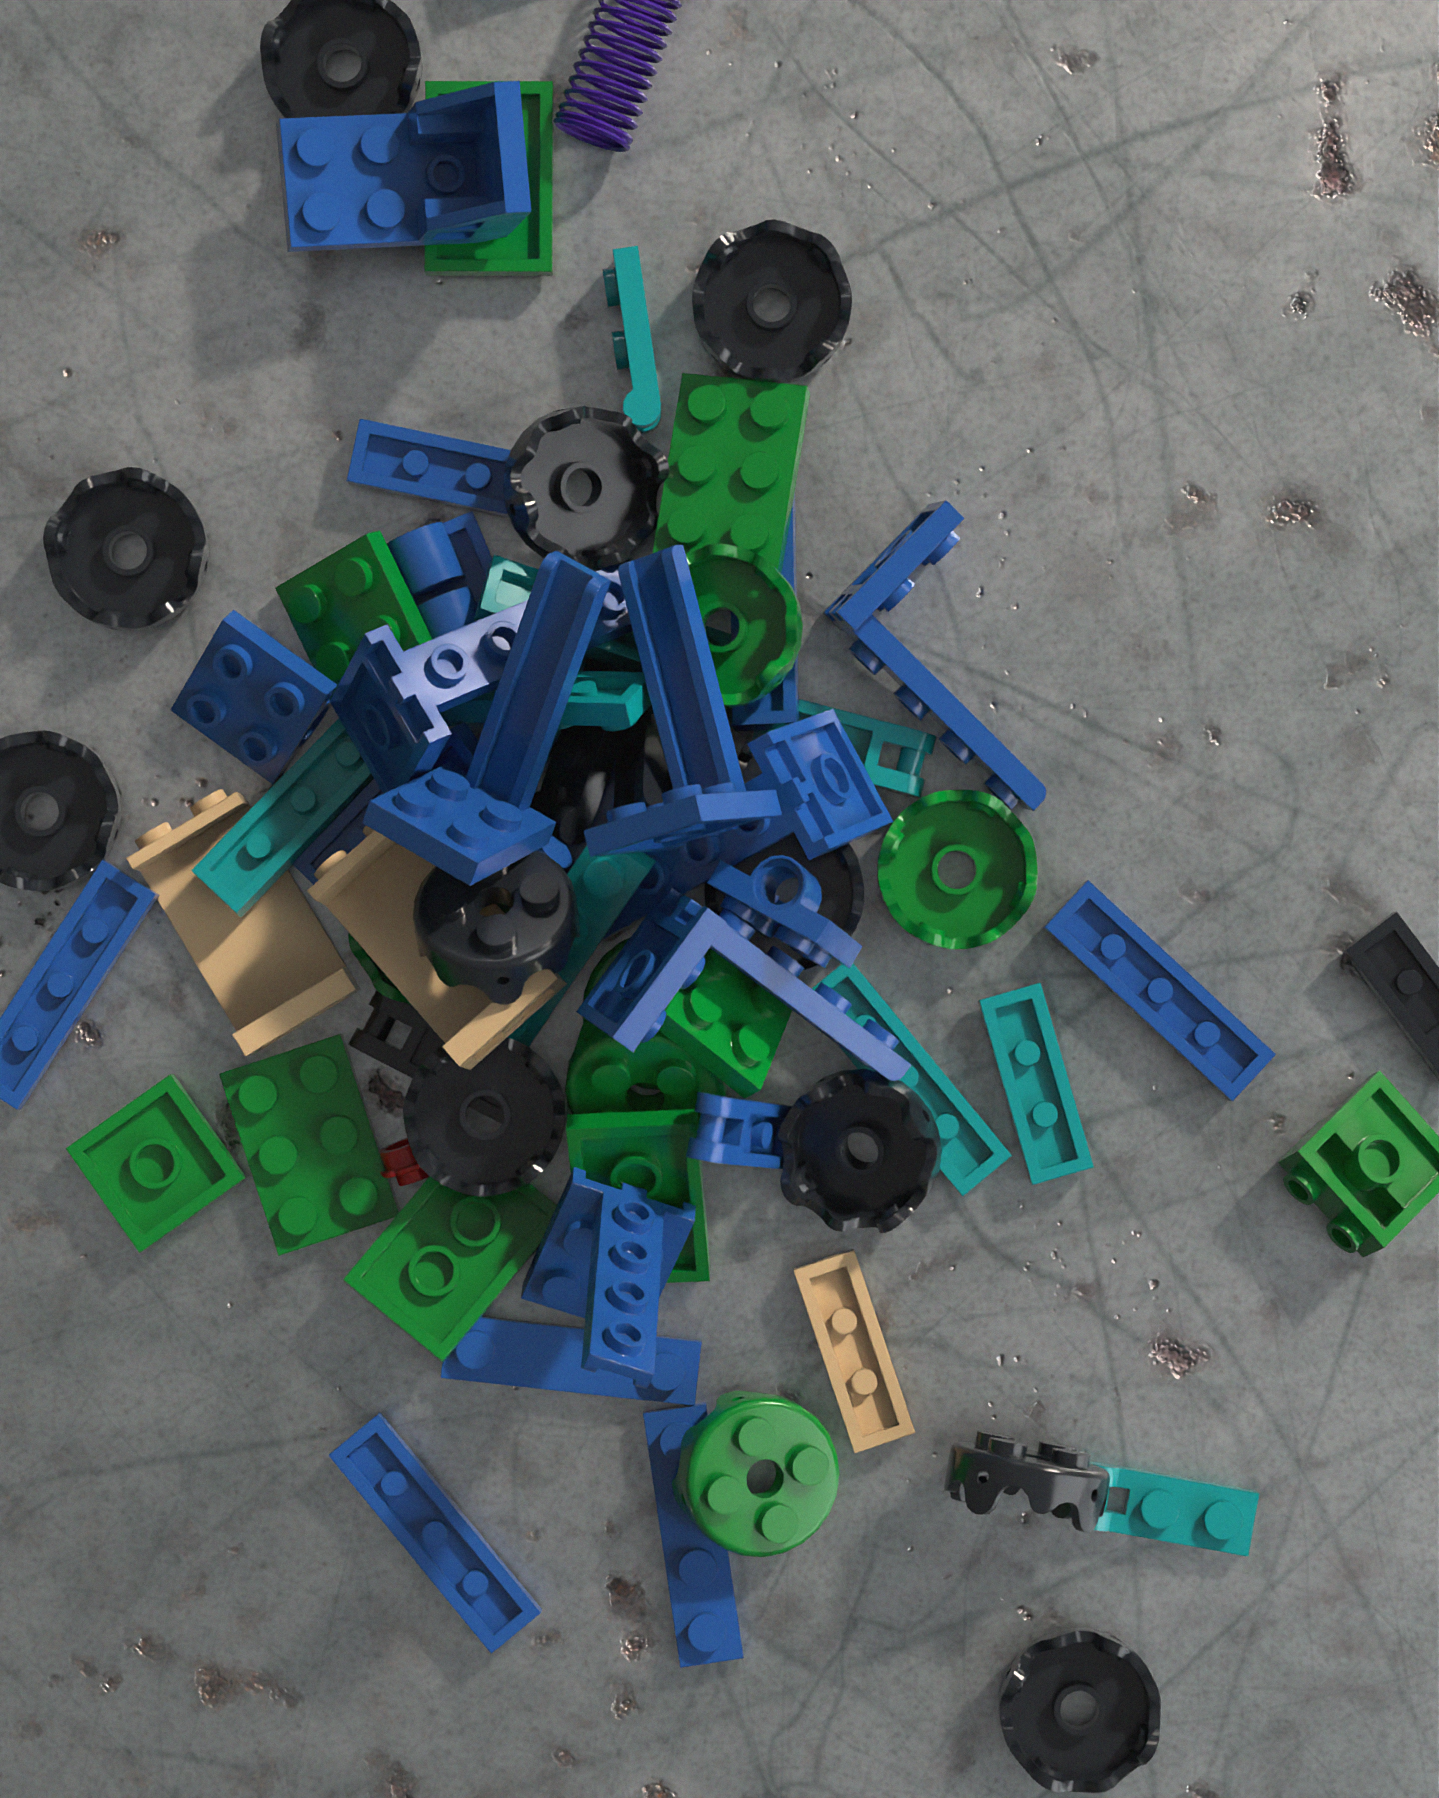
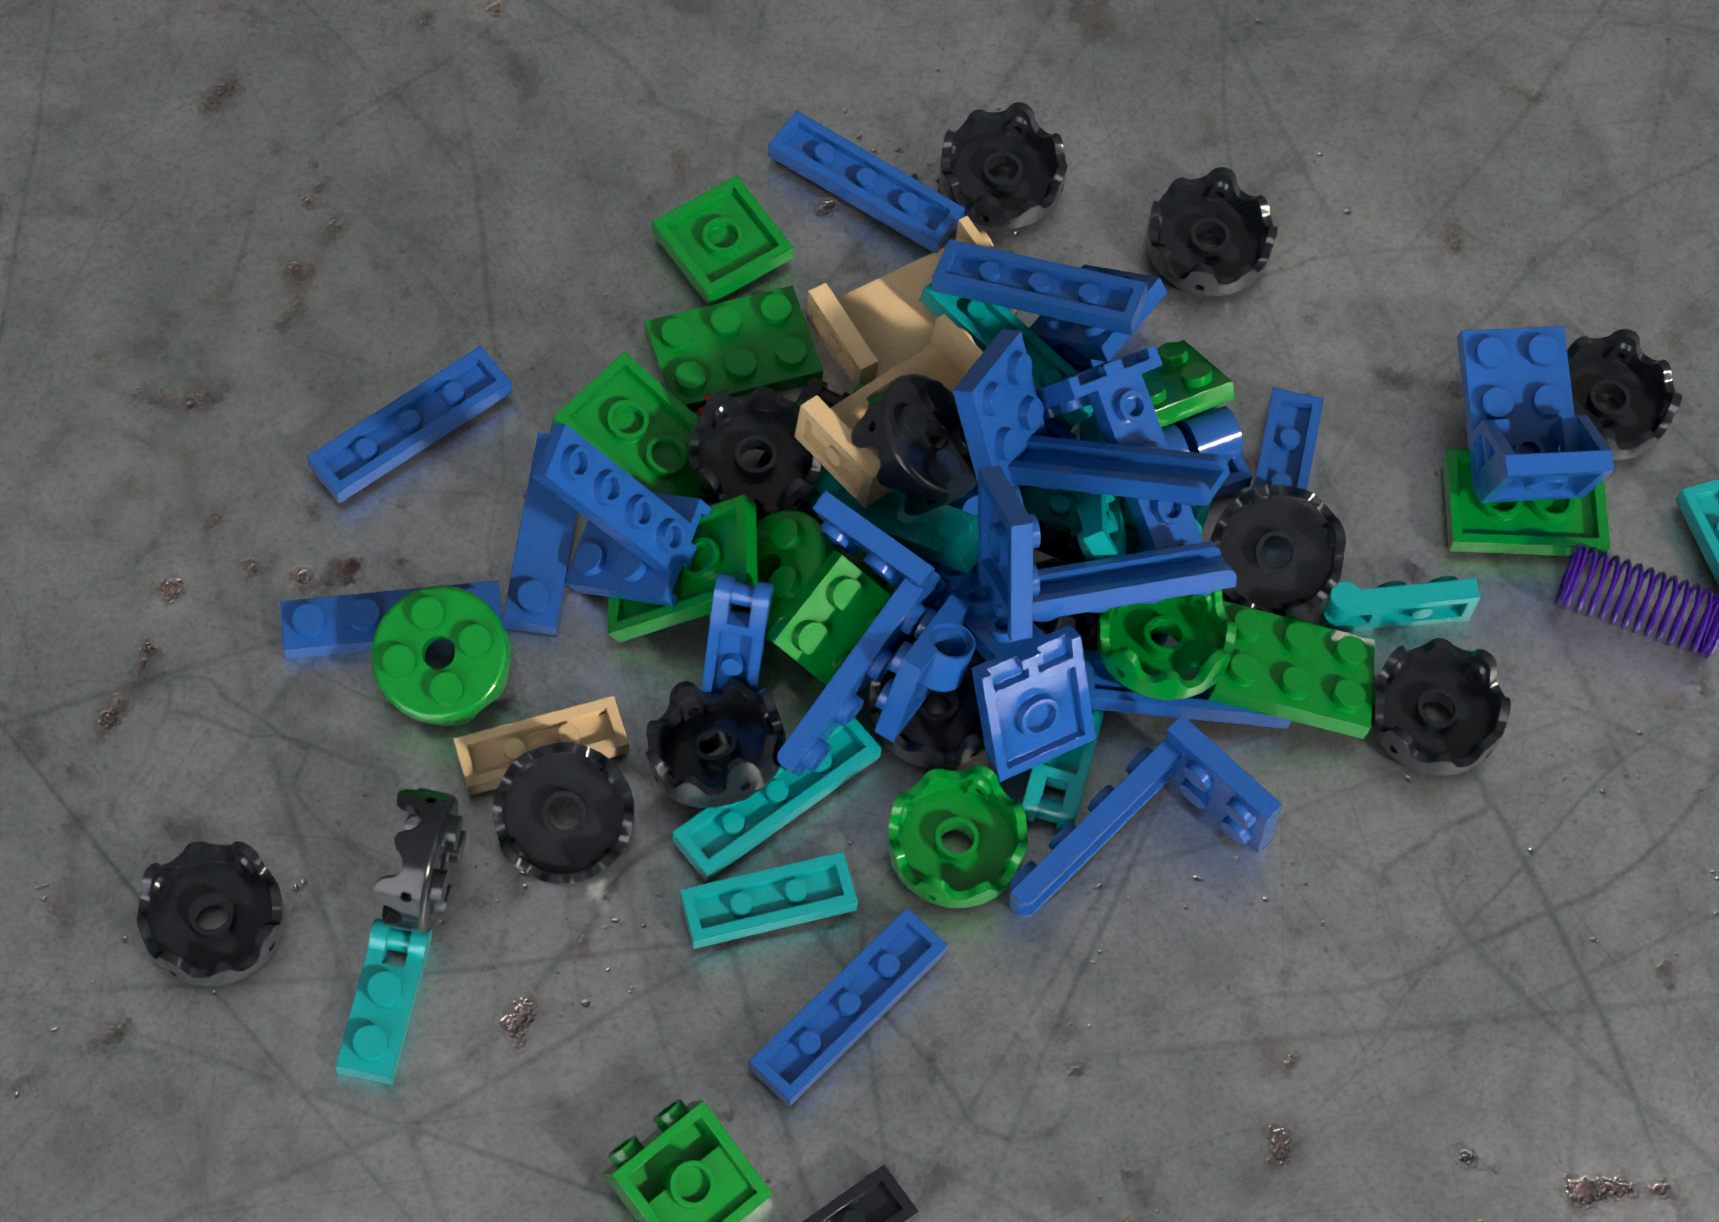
camera: 80 degrees right, 25 degrees down
(248, 770) = (1040, 287): none -> blue plate
(989, 1328) = (524, 822): none -> black plate

